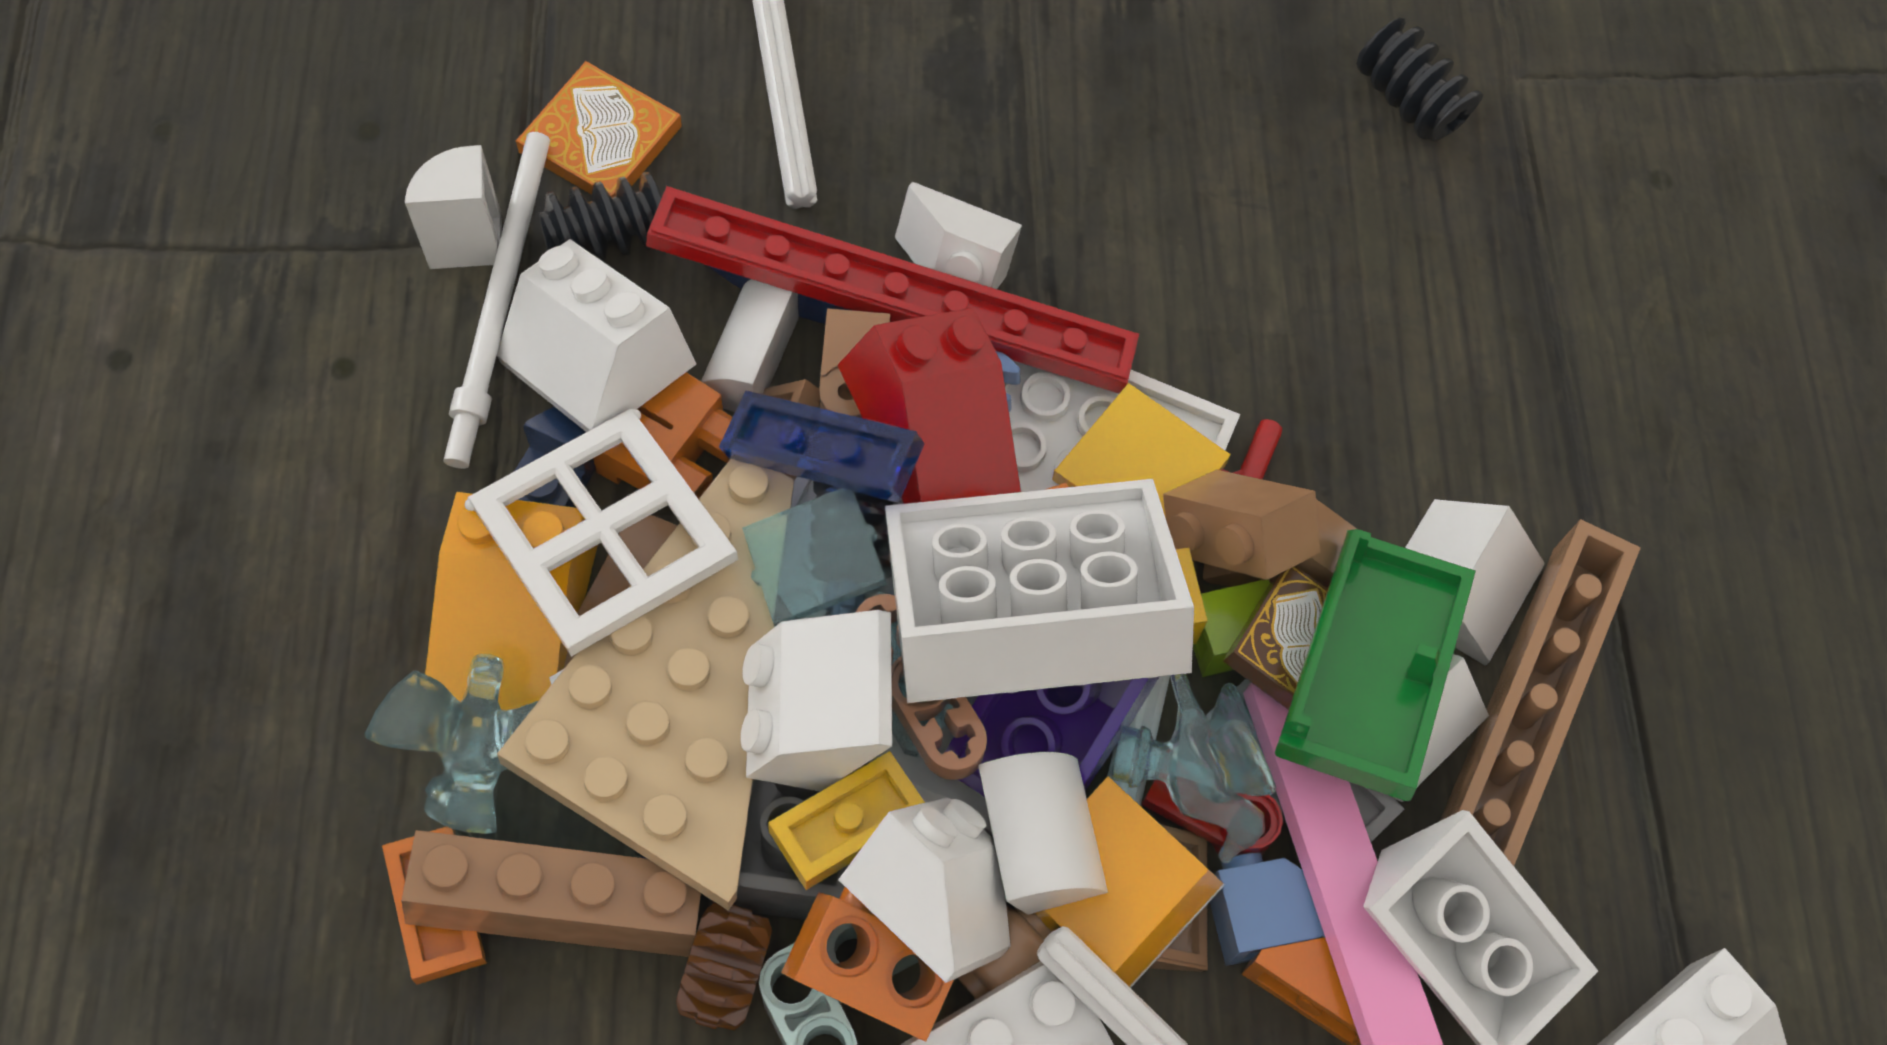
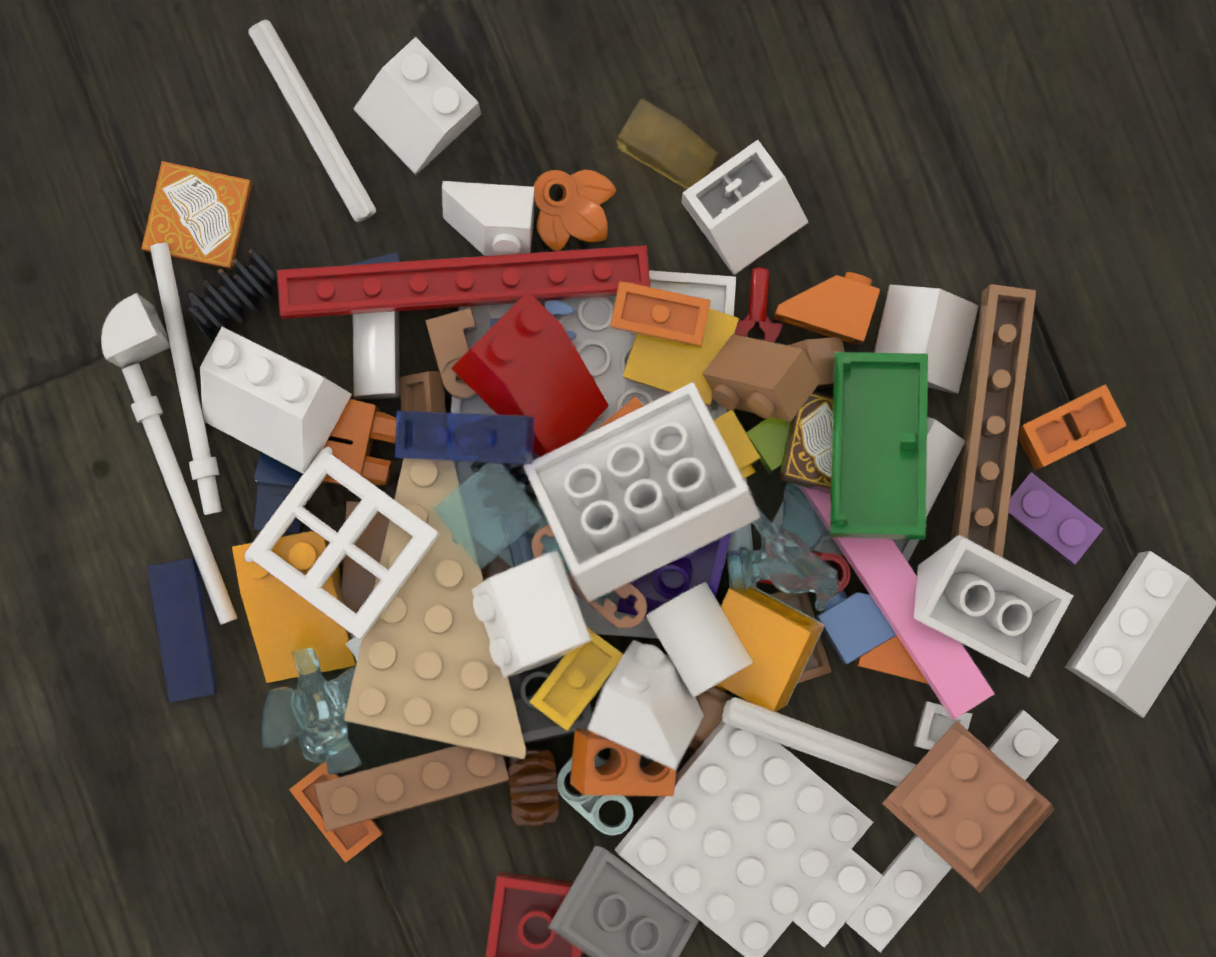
camera: 10 degrees left, 20 degrees up
(343, 593) = (182, 630): none -> clear blue plate
(433, 320) = (148, 411): none -> white bar
(915, 103) = (417, 106): none -> white slope
(1067, 277) = (577, 211): none -> orange plate
(1132, 406) = (660, 314): none -> orange plate
(1199, 242) = (666, 145): none -> clear yellow slope
(1277, 336) = (745, 207): none -> white slope
(1358, 486) = (833, 308): none -> orange slope
(1581, 871) = (1052, 519): none -> medium lavender plate
(1642, 747) = (1070, 427): none -> orange brick

